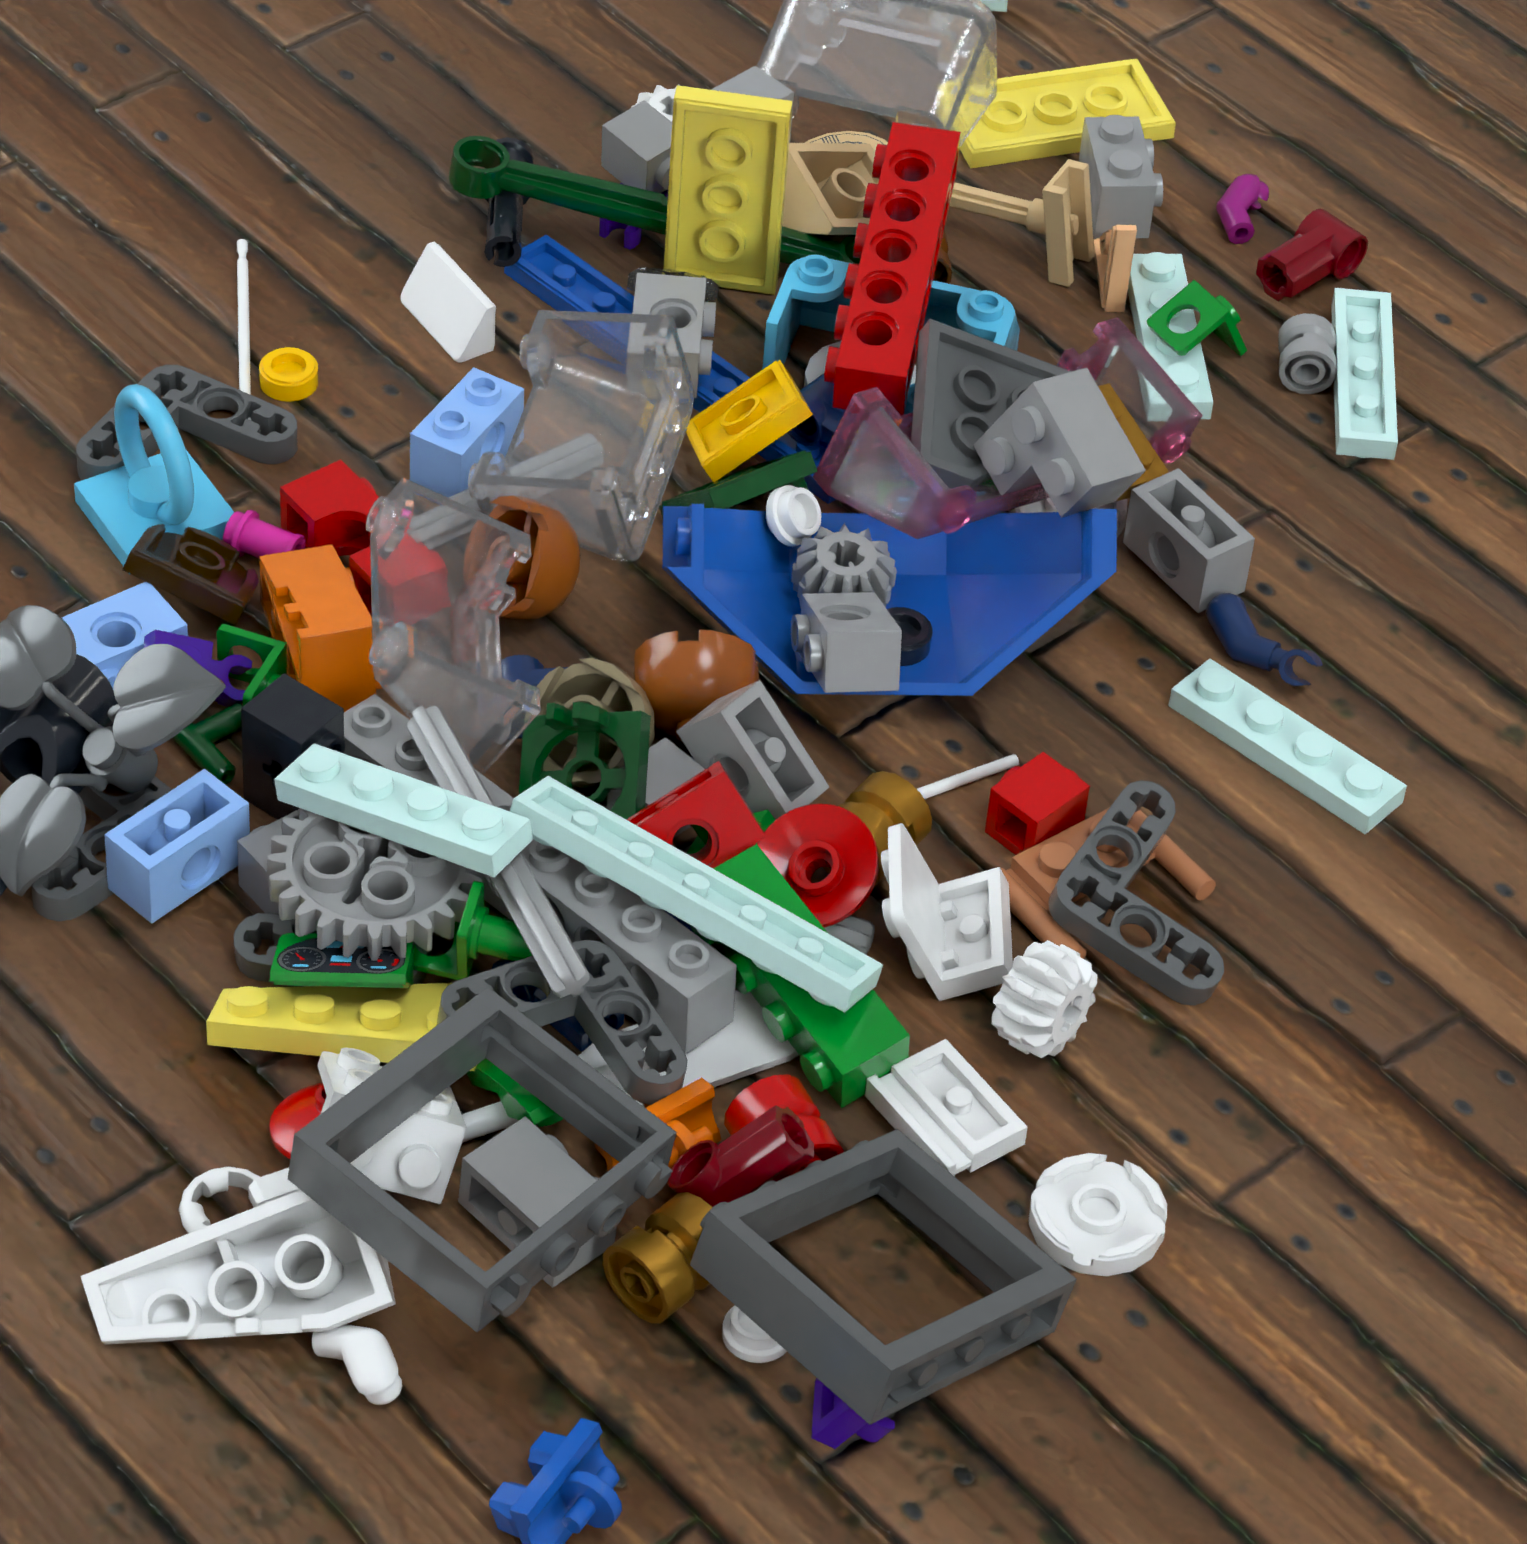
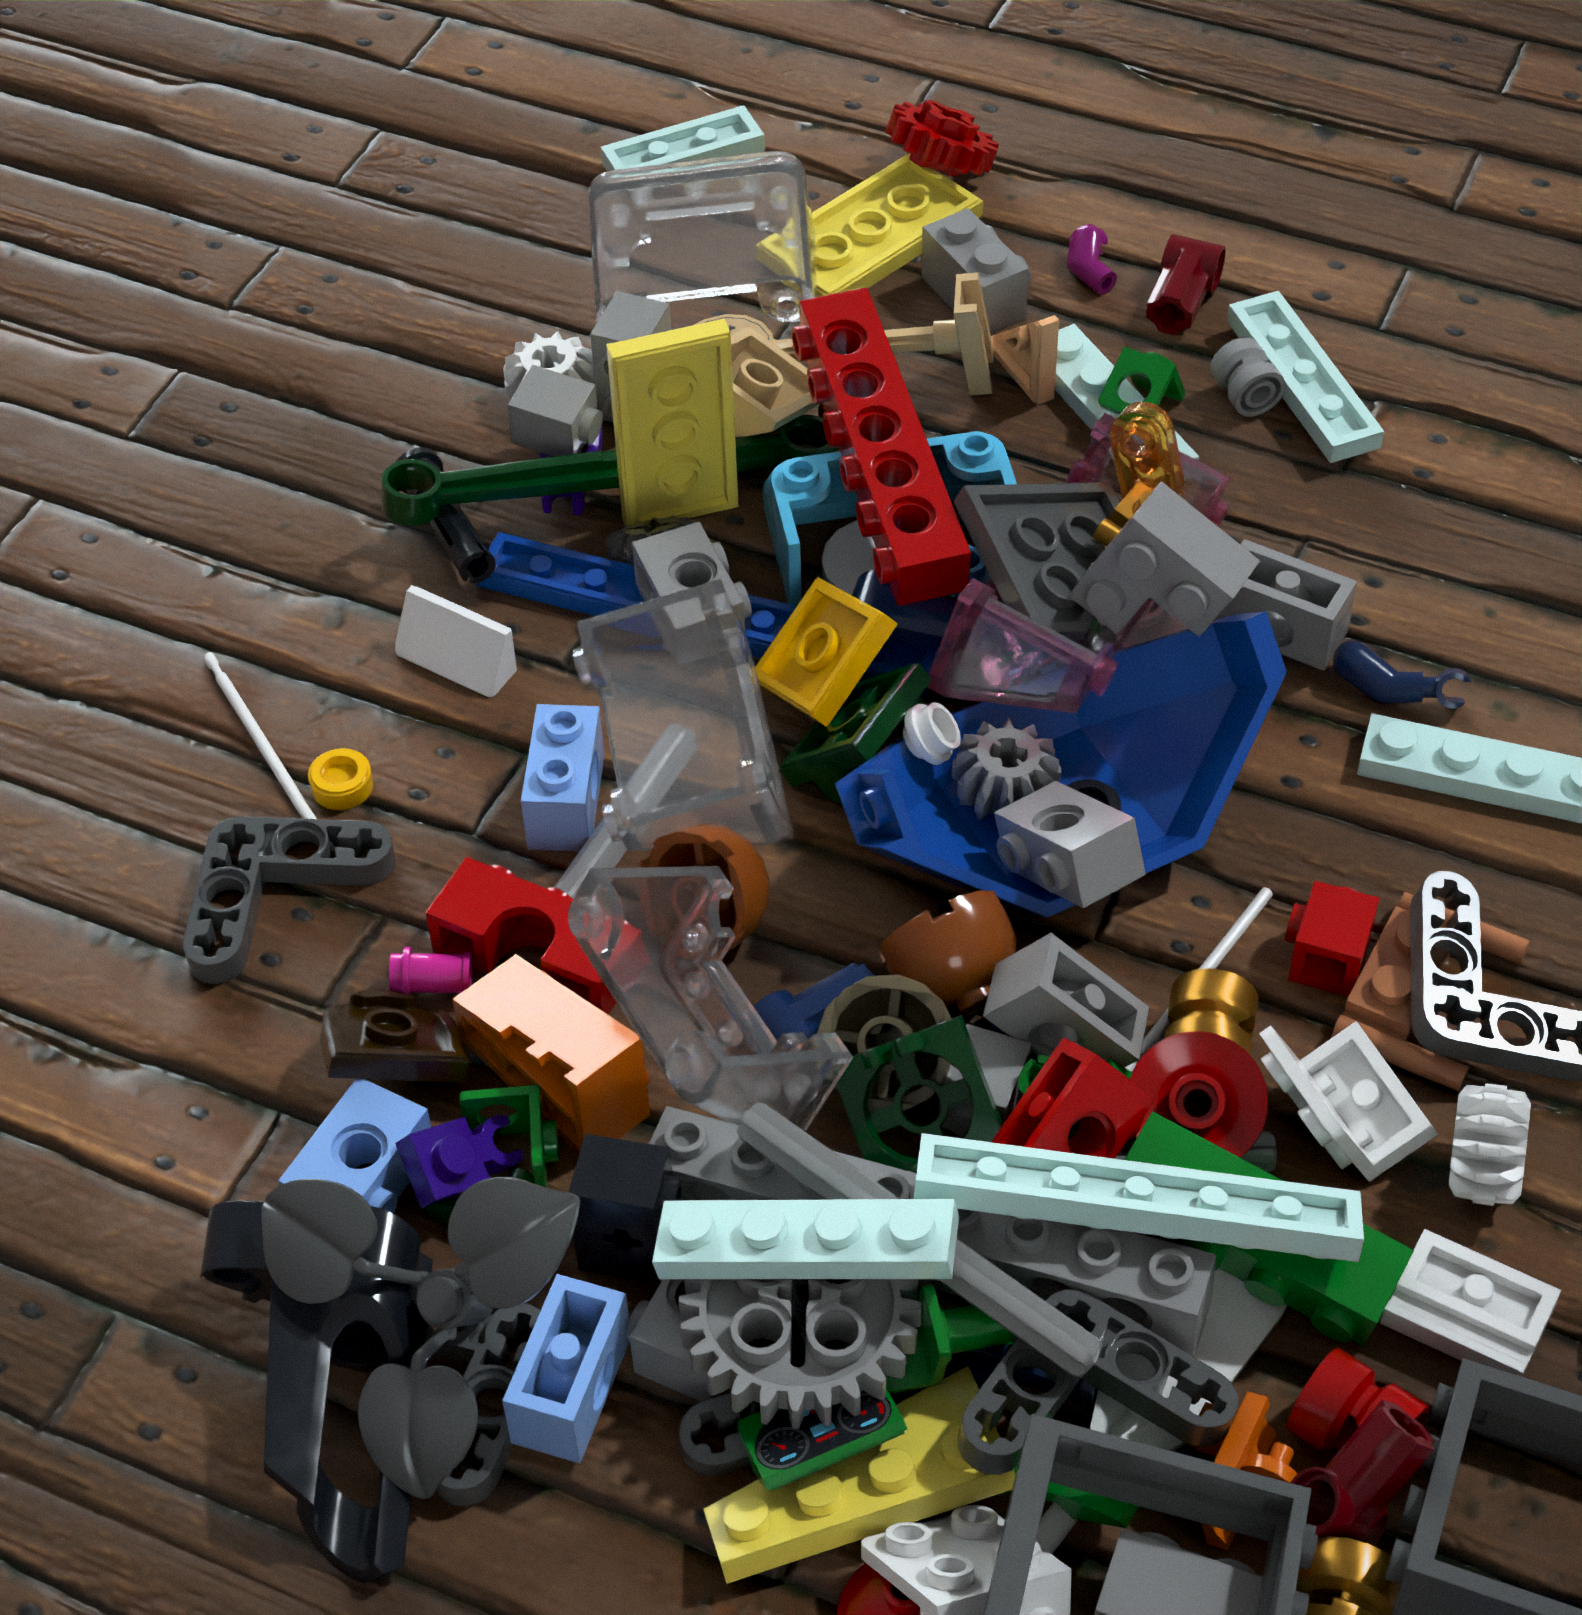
camera: 20 degrees left, 5 degrees up
(149, 489) = (288, 967): medium azure tile -> none
(1134, 364) = (1150, 462): none -> clear orange plate
(1169, 54) = (942, 138): none -> red gear

